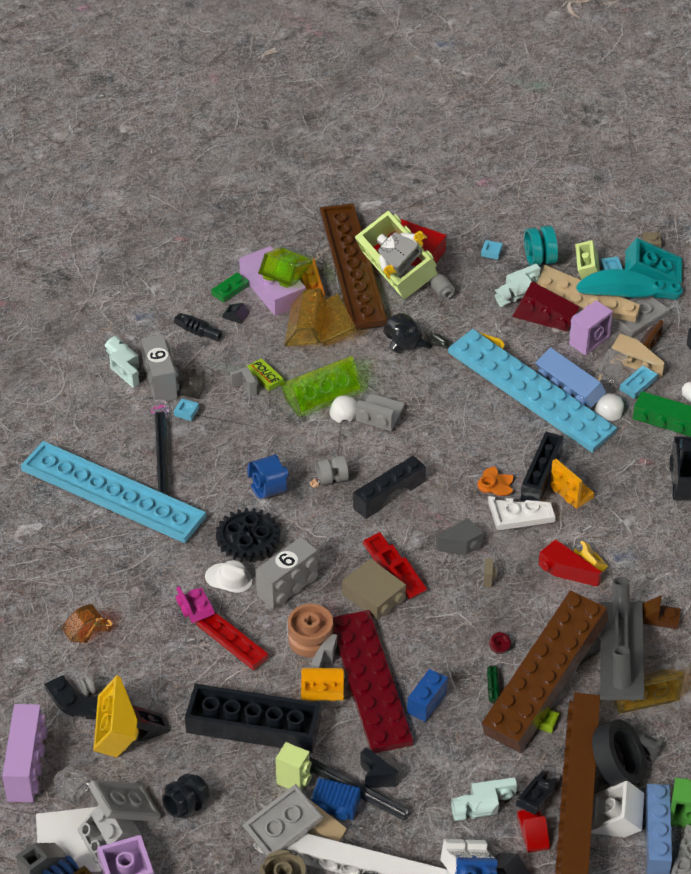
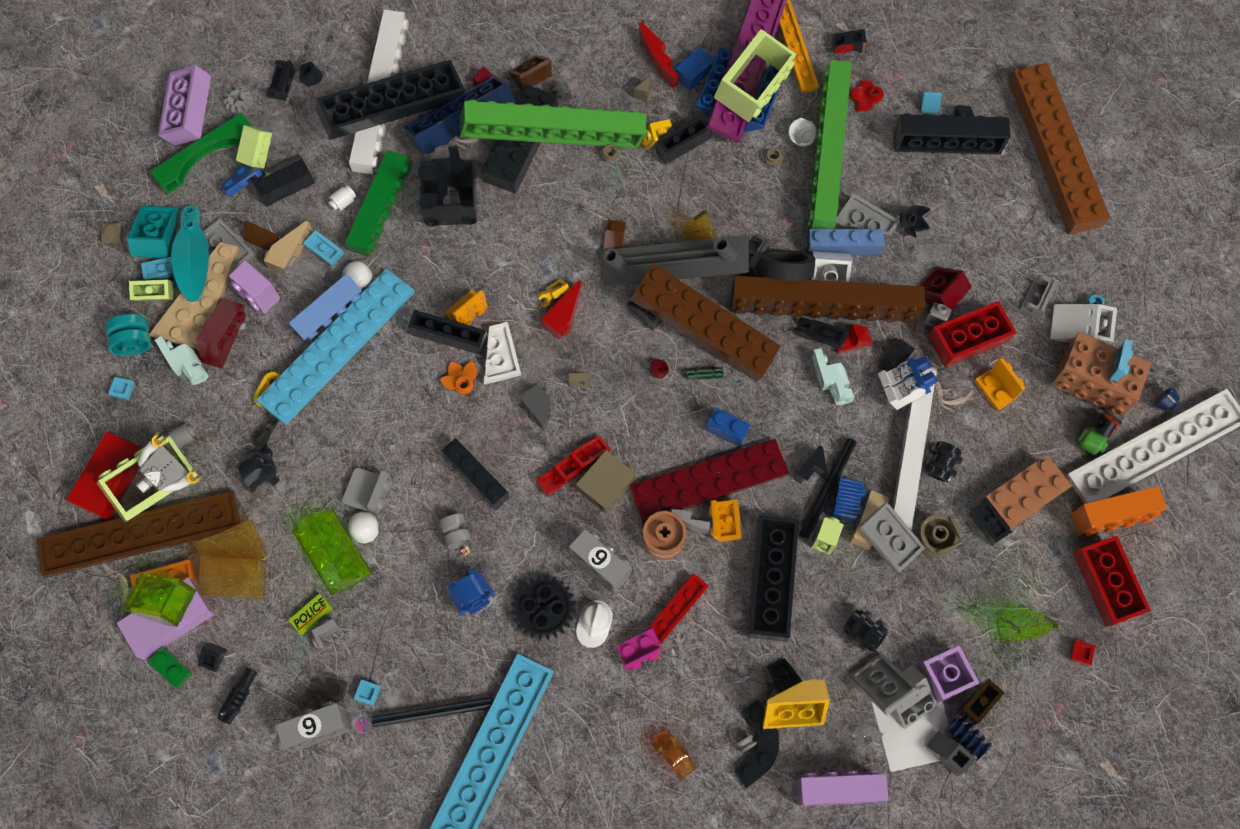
camera: 95 degrees left, 25 degrees up
(123, 360) = (291, 773): light aqua plate -> none

